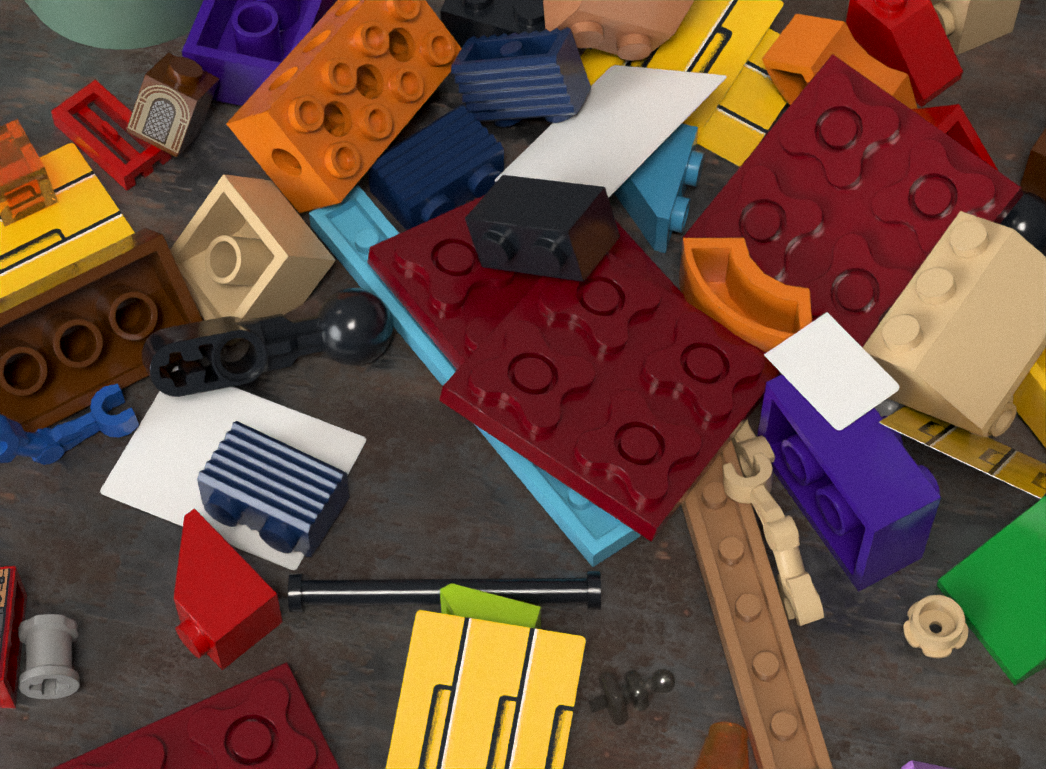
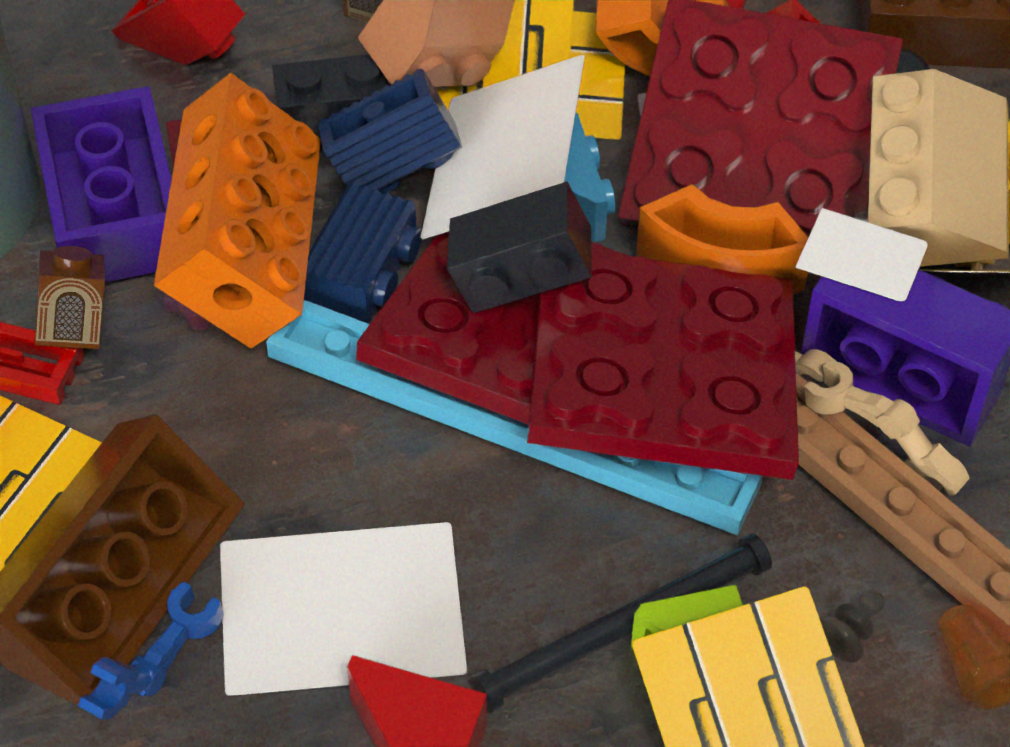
camera: 30 degrees left, 5 degrees down
(249, 252) = (237, 406): tan slope -> none
(272, 490) = (406, 606): dark blue brick -> none
(349, 328) = (373, 428): black beam -> none

